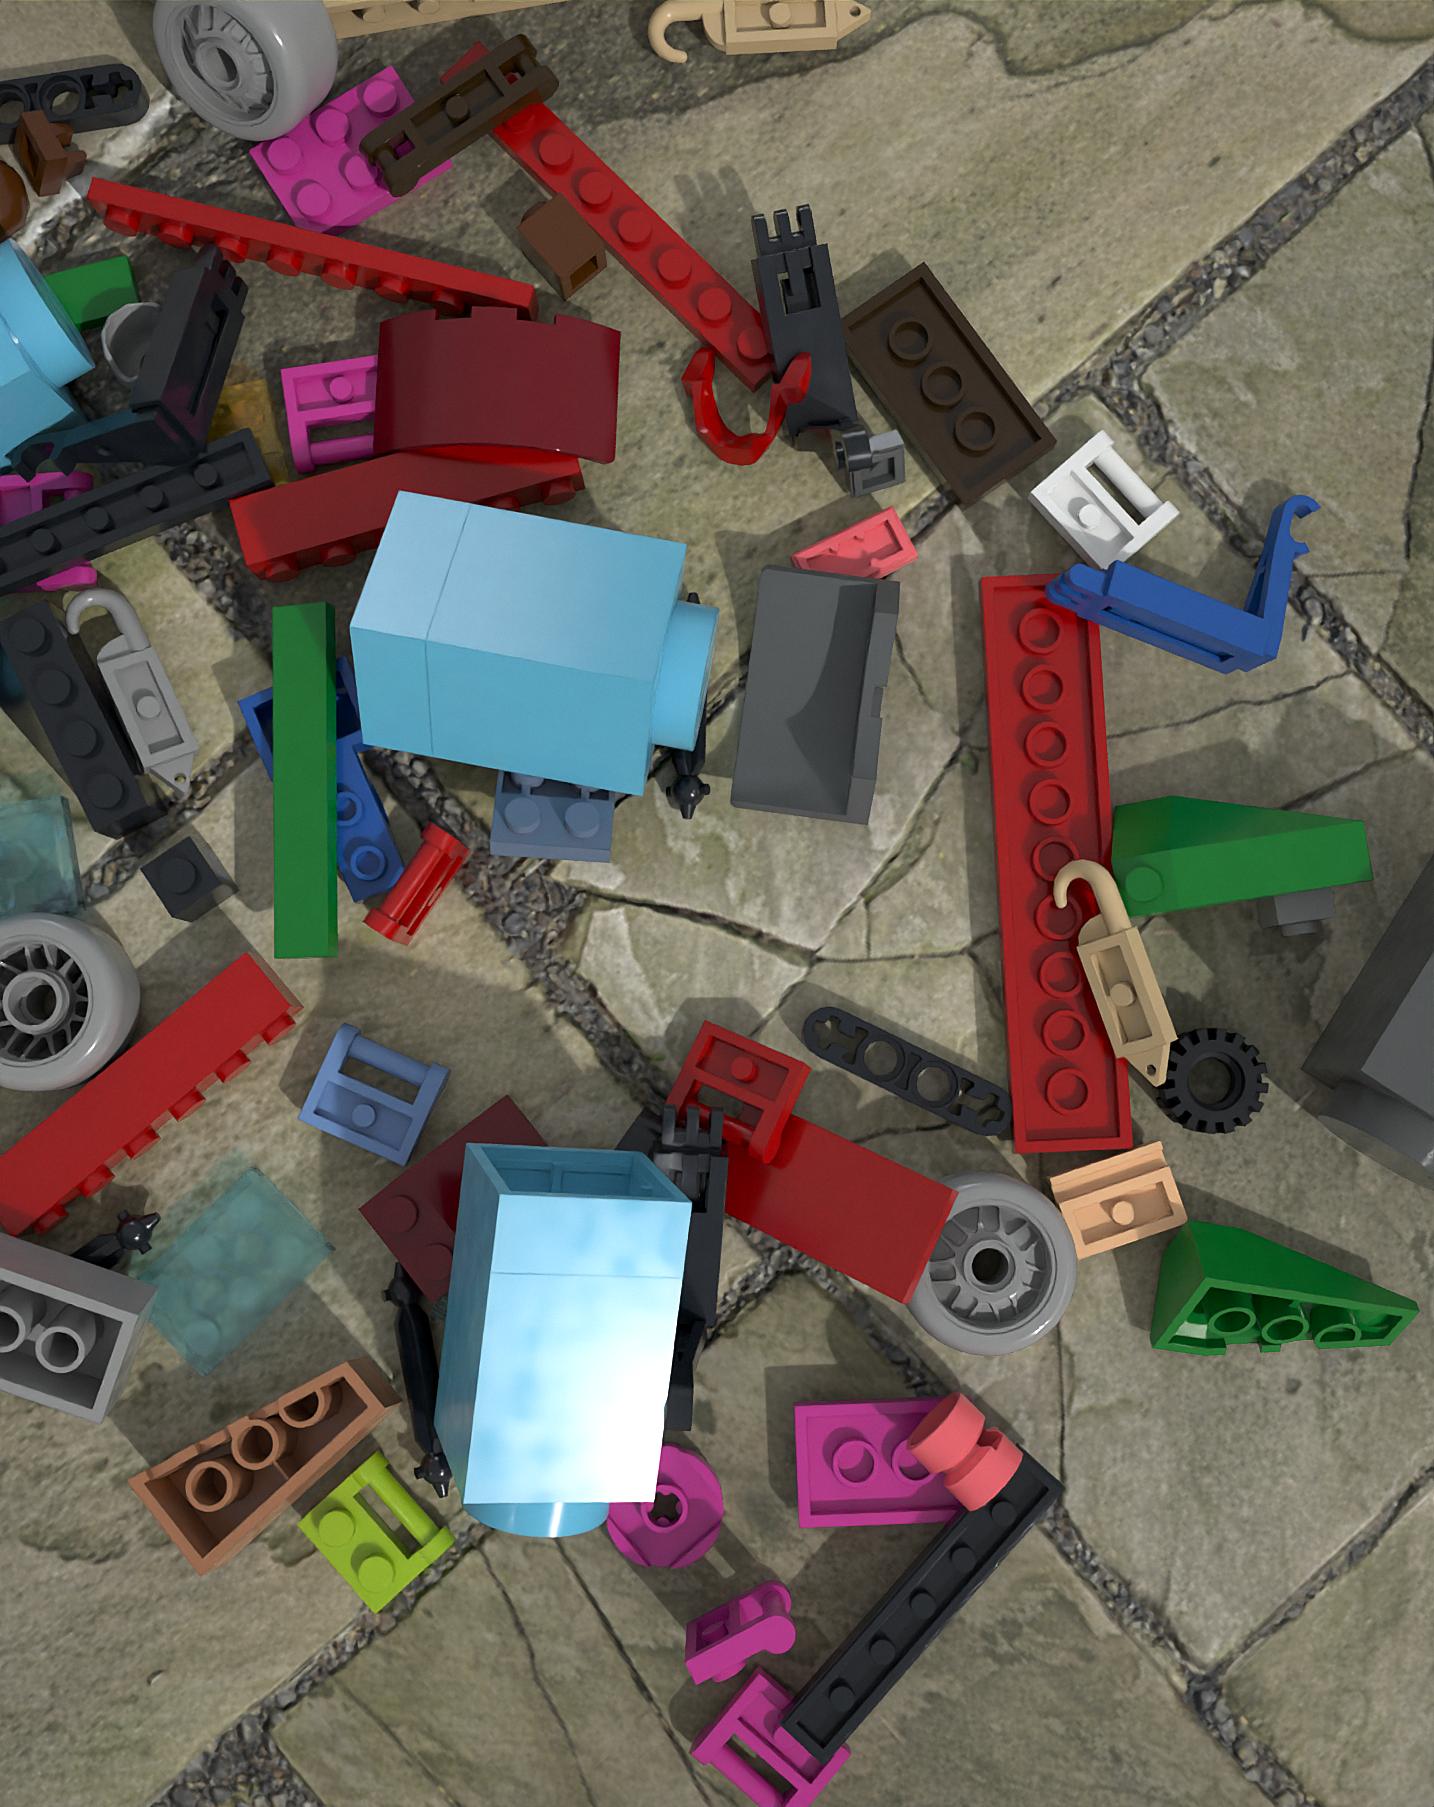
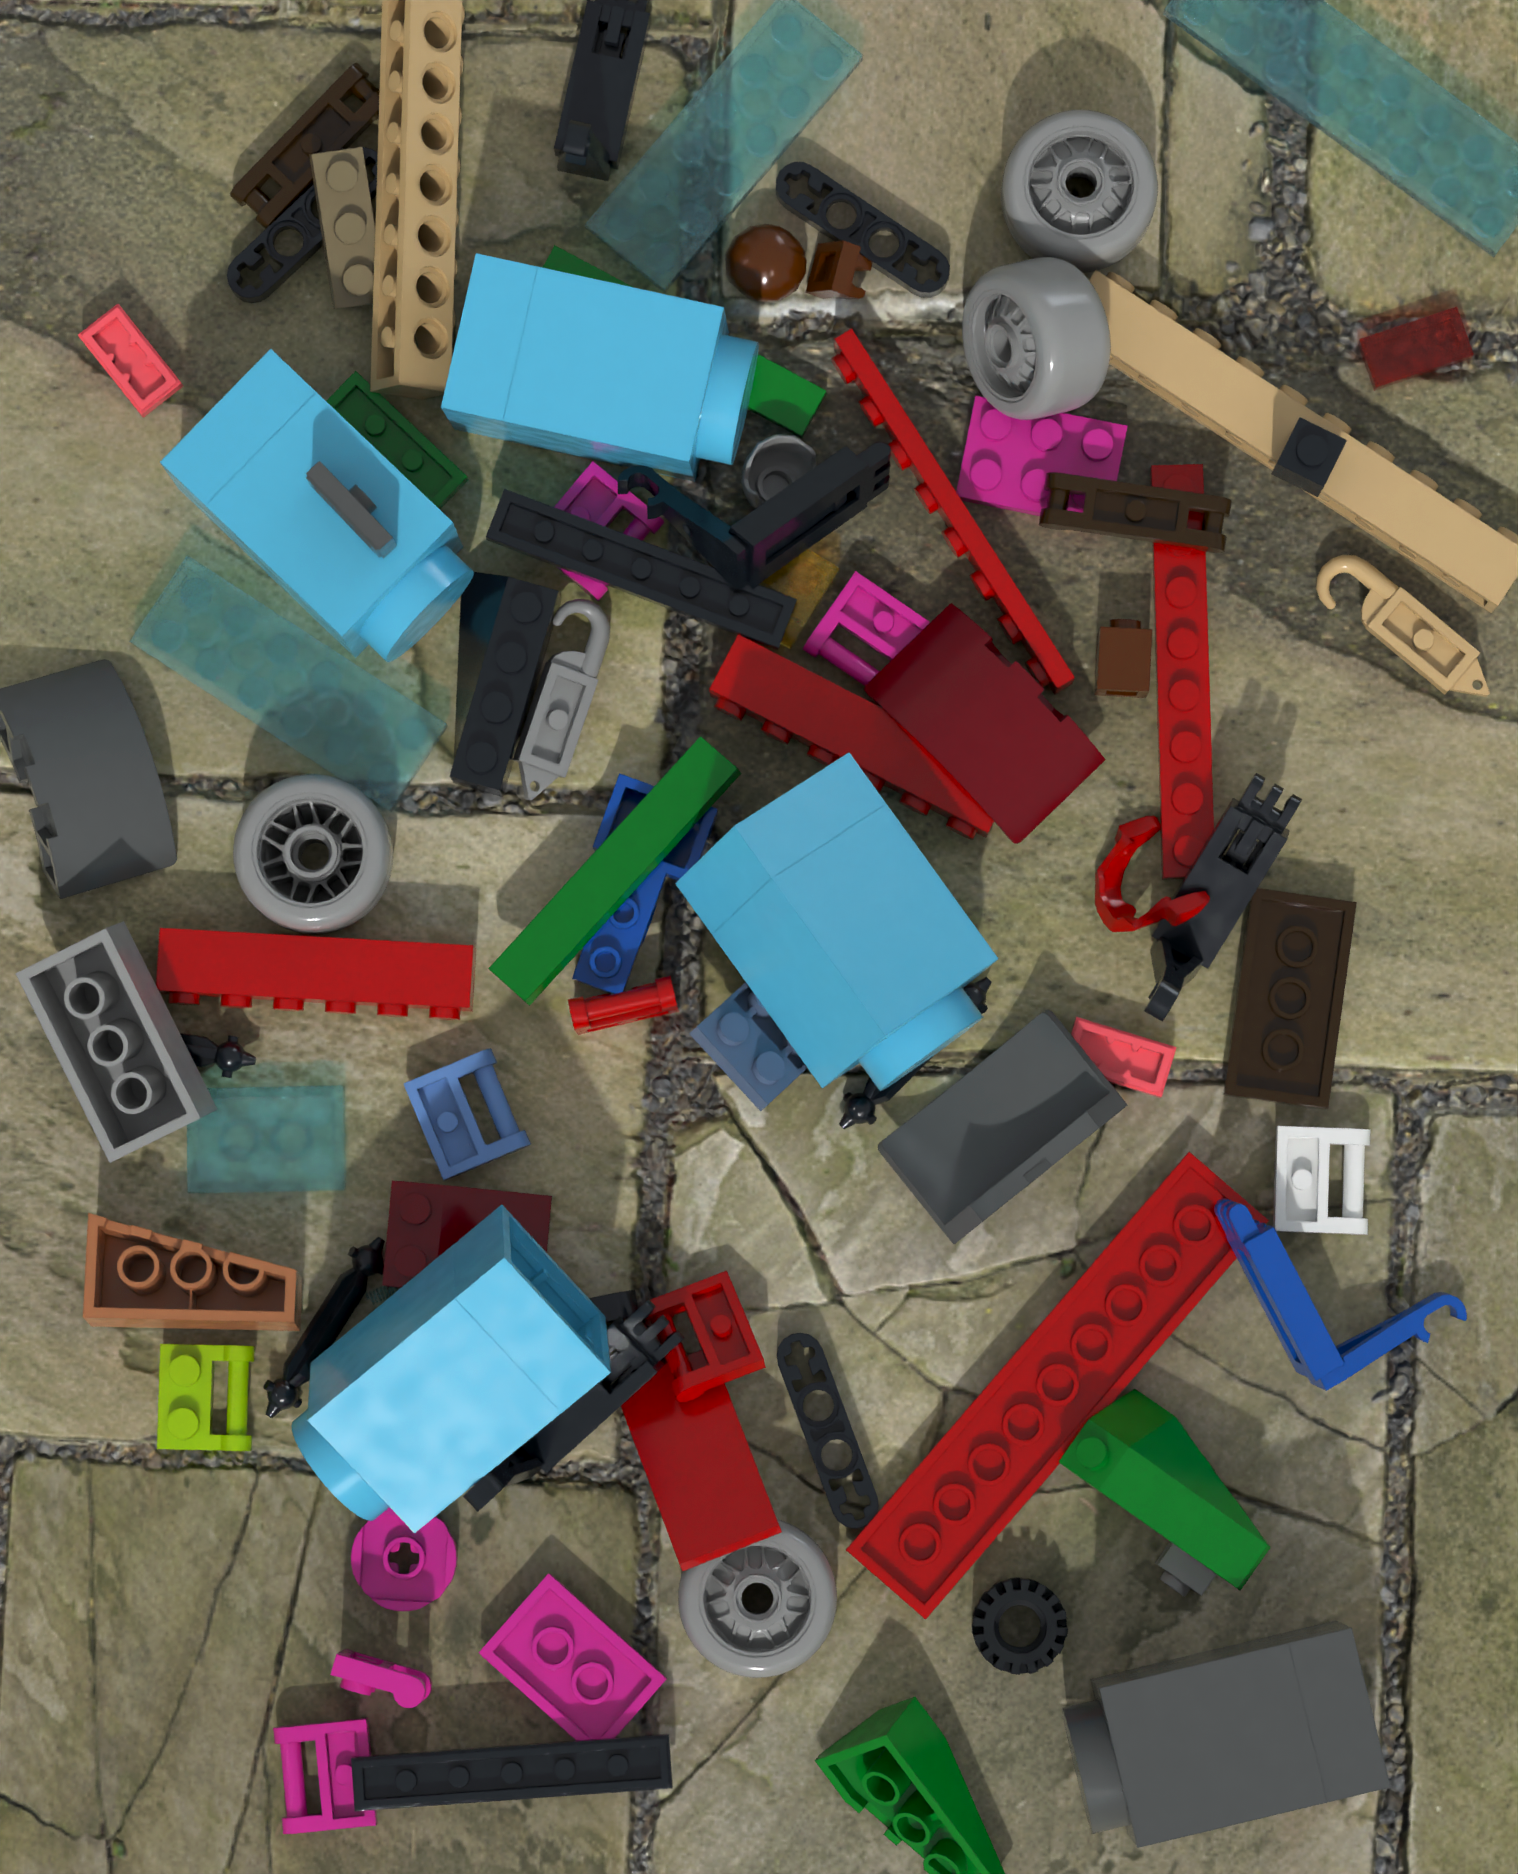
camera: 50 degrees right, 0 degrees up
(189, 879) = (479, 860): black brick -> none
(886, 469) = (1195, 1010): dark grey tile -> none
(972, 1458) = (630, 1699): coral wheel -> none
(1118, 1199) = (883, 1643): light nougat plate -> none
(1120, 975) = (1022, 1497): tan plate -> none

